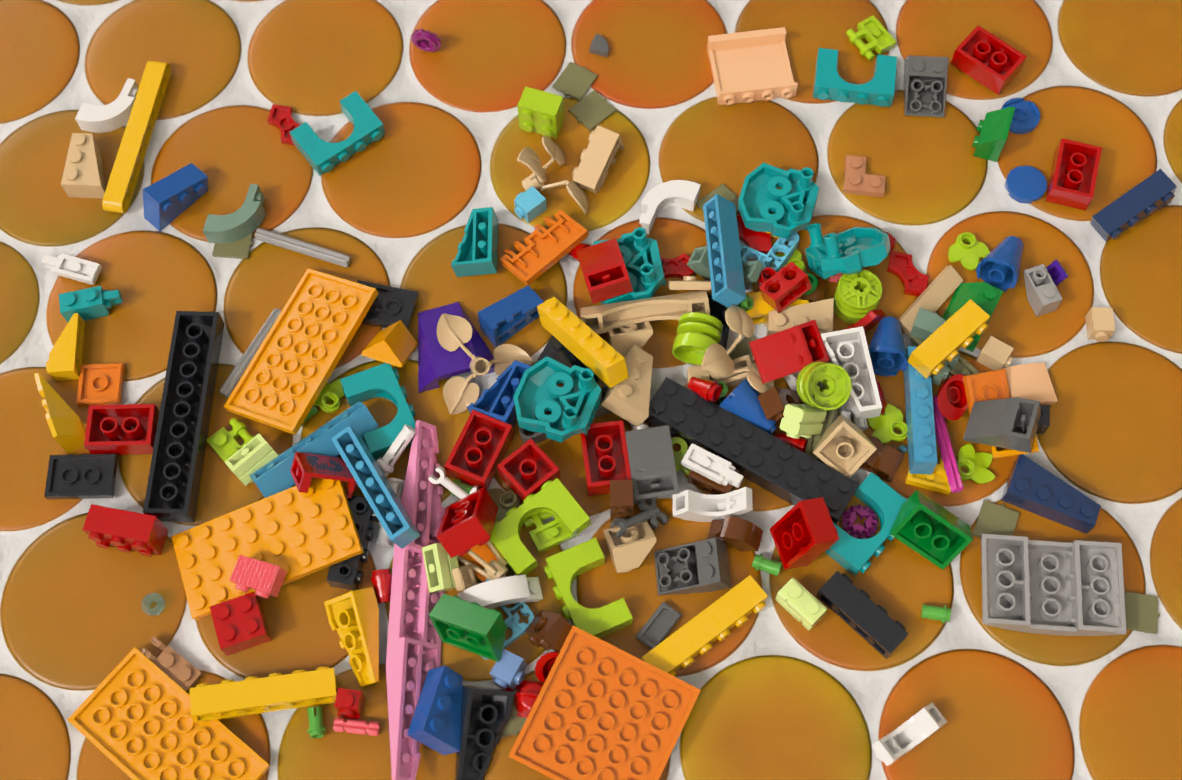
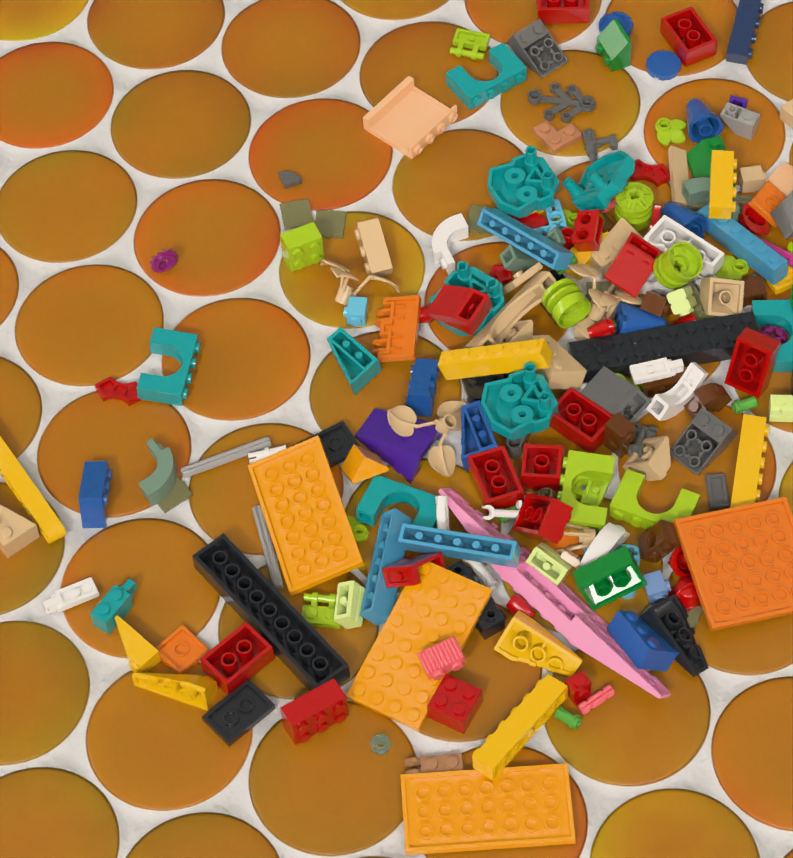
camera: 40 degrees left, 10 degrees down
(334, 270) = (264, 453): none -> white pin
(885, 208) = (591, 143): none -> dark grey piece
(898, 151) = (582, 104): none -> dark grey plant

